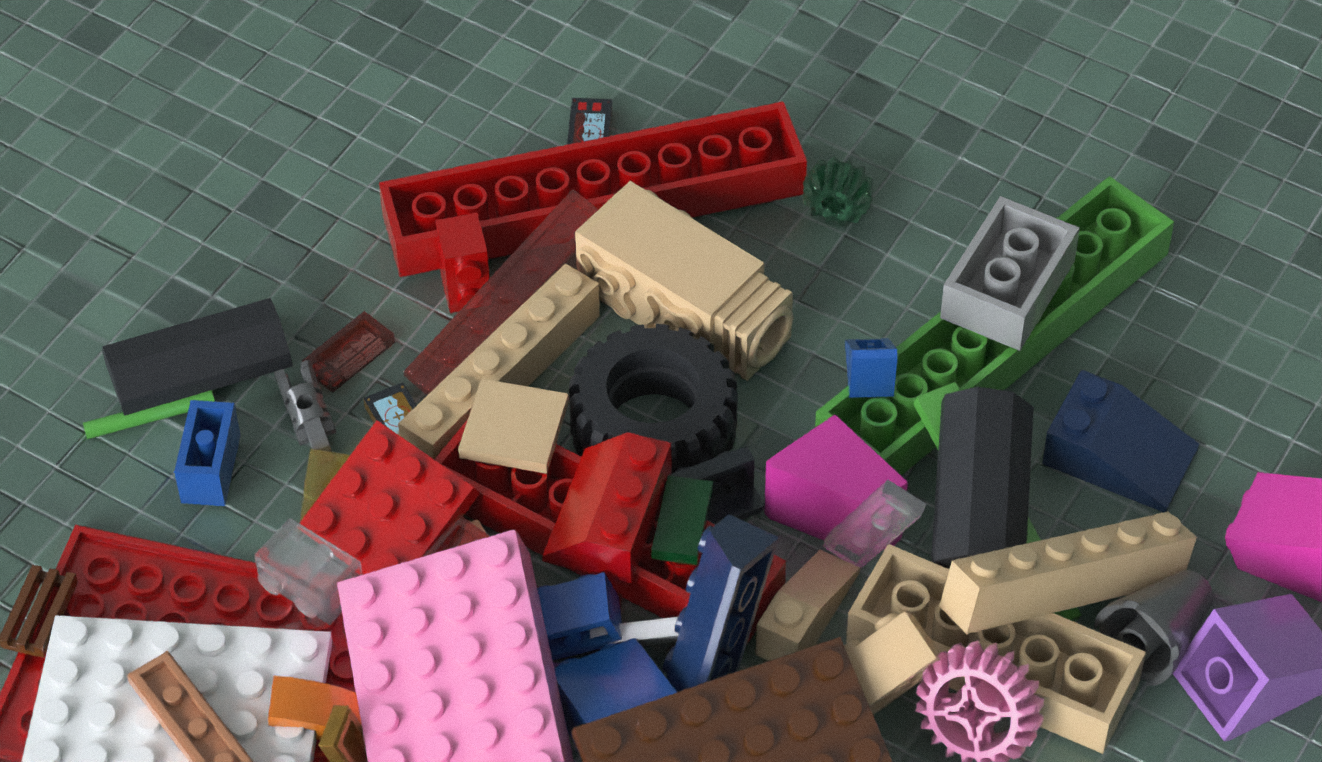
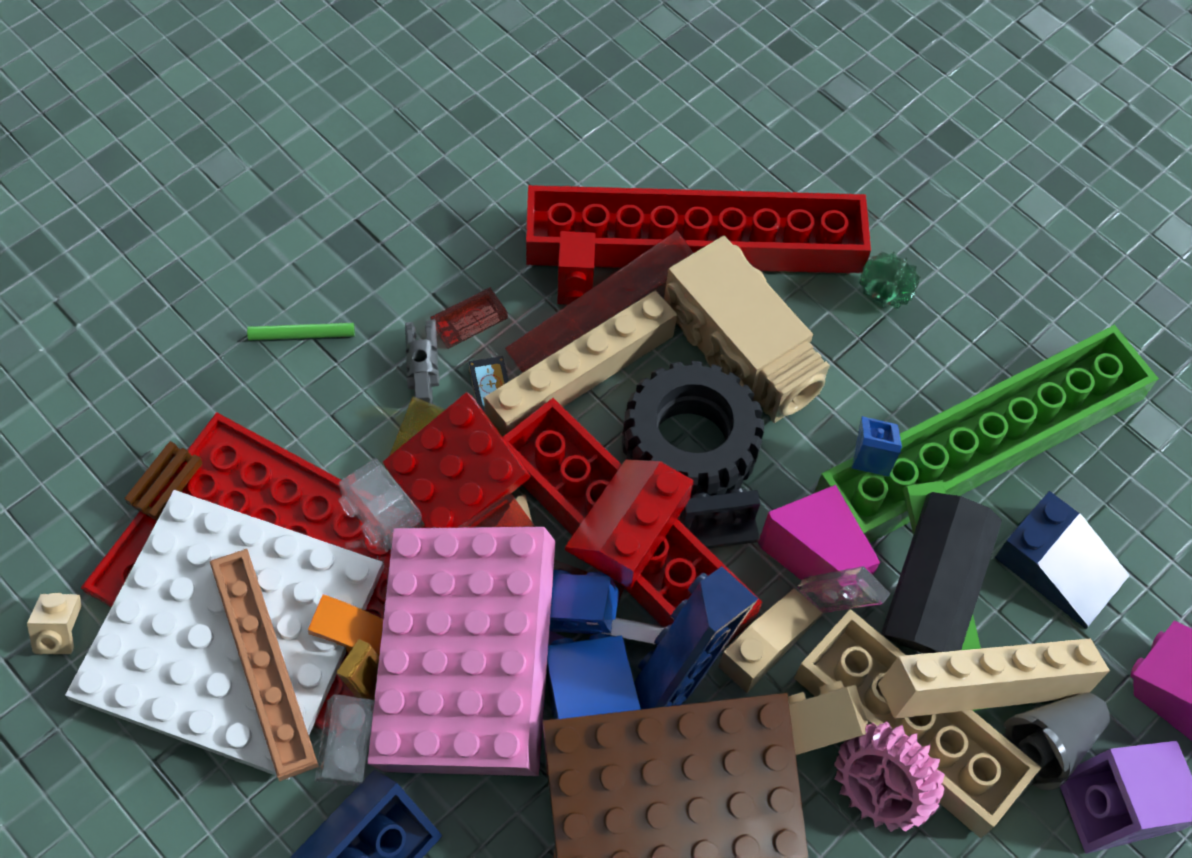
camera: 10 degrees right, 10 degrees up
(197, 356) = (348, 295): black piece -> none
(207, 453) = (332, 380): blue brick -> none
(513, 425) = (574, 424): tan tile -> none
(589, 119) = (709, 170): tile -> none
(682, 520) = (686, 544): dark green tile -> none
(1009, 273) = (1012, 395): light grey brick -> none

